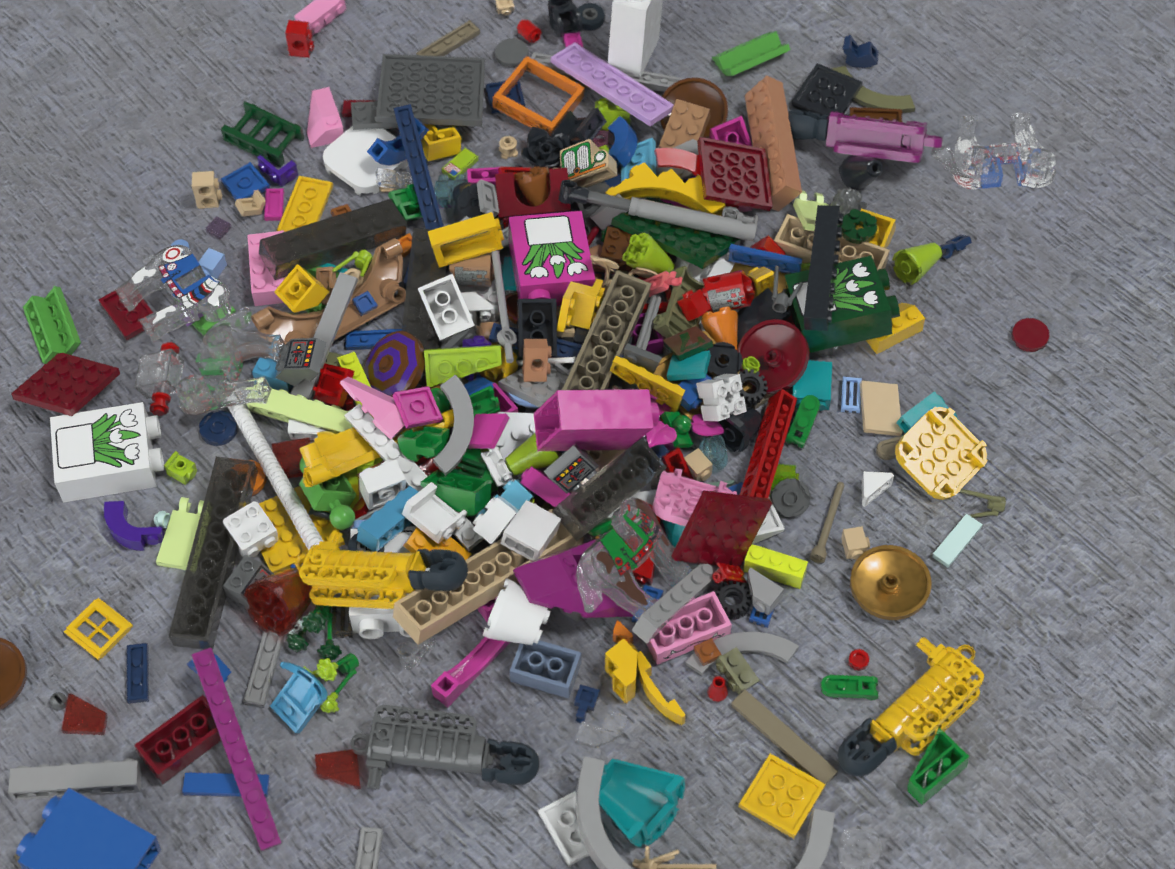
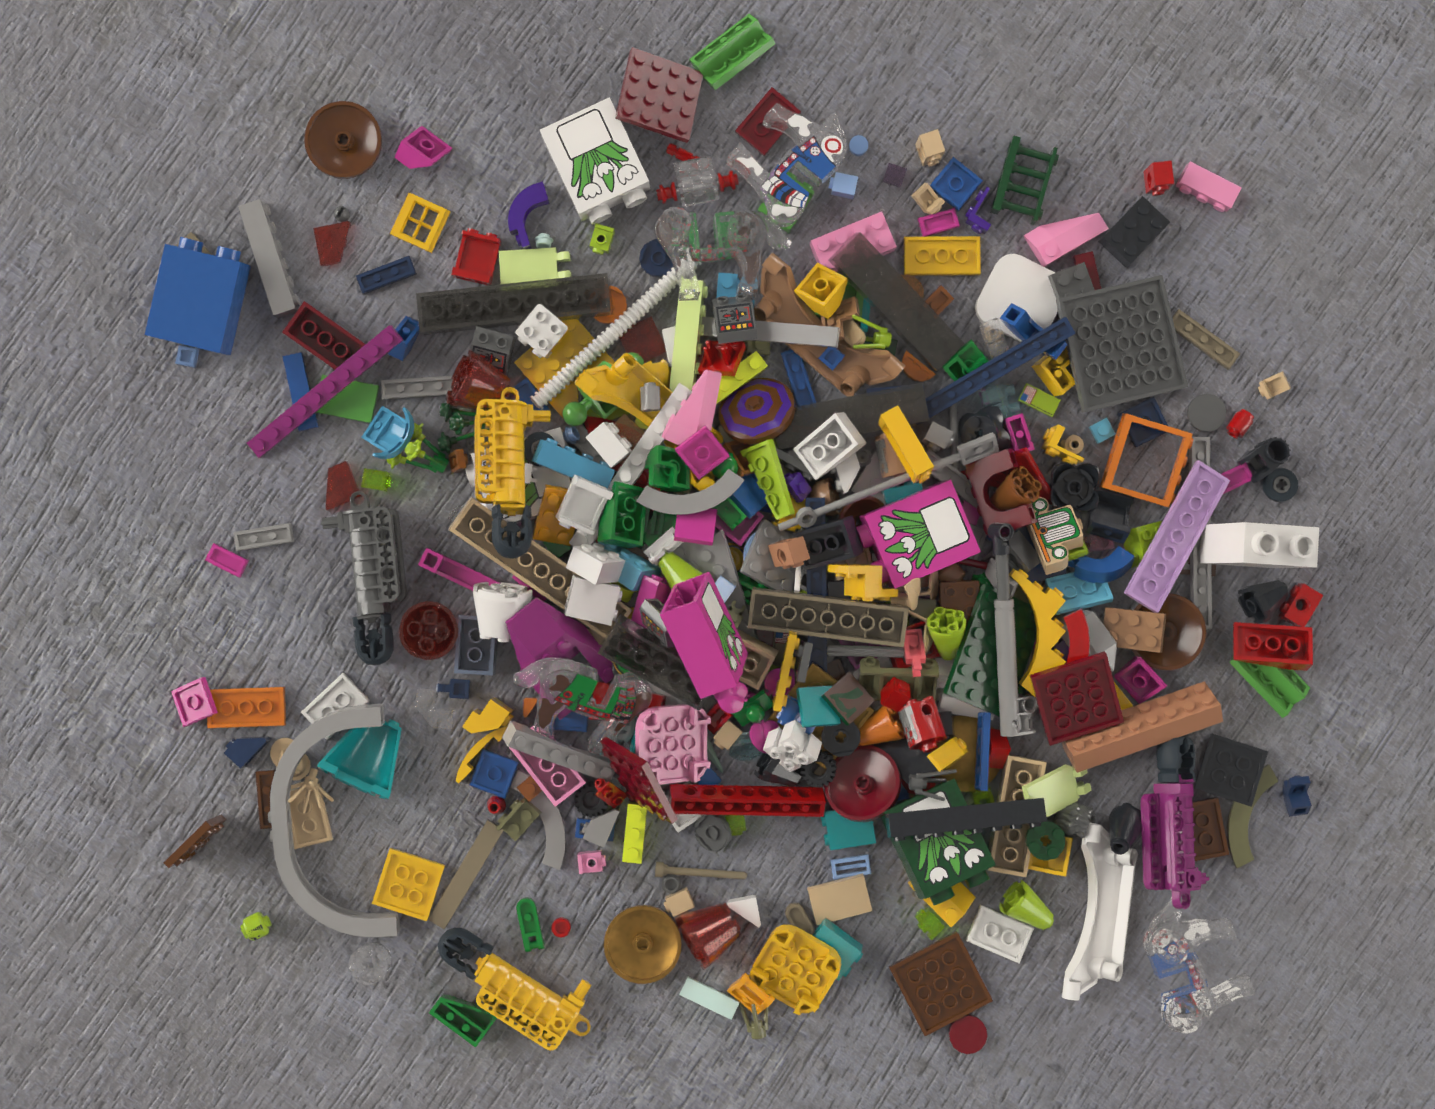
camera: 70 degrees right, 30 degrees up
(27, 607) = (421, 149): none -> dark pink slope
(126, 388) = (679, 153): none -> red axle
(153, 583) = (477, 257): none -> red panel
(258, 732) = (353, 403): none -> bright green tile
(338, 67) = (1134, 232): none -> black brick
(344, 727) = (376, 480): none -> clear neon green brick
(349, 441) = (650, 397): none -> light grey brick
(352, 639) = (458, 461): none -> dark orange plate
(502, 126) = (1102, 430): none -> medium azure plate
(505, 154) = (1051, 439): none -> yellow bracket
(517, 694) = (415, 627): none -> clear red cone
(684, 684) = (494, 773): none -> blue plate
(685, 44) = (1262, 600): none -> black cone
(697, 21) = (1310, 600): none -> red brick
(726, 38) = (1273, 645): none -> red slope
(751, 363) = (845, 768): lime plate -> none
(796, 614) = (584, 857): none -> bright pink brick
(804, 420) = (803, 828): green plate -> none
(835, 548) = (671, 883): none -> dark grey plate
(891, 518) = (708, 932): none -> clear red cone
(918, 340) = (929, 923): none -> clear neon green brick
(935, 206) = (1107, 914): none -> white panel
(939, 291) = (999, 933): none -> white tile
(957, 243) = (1062, 941): dark blue plate -> none
(961, 504) = (750, 993): none -> light orange plate
(978, 344) = (940, 983): none -> reddish brown plate

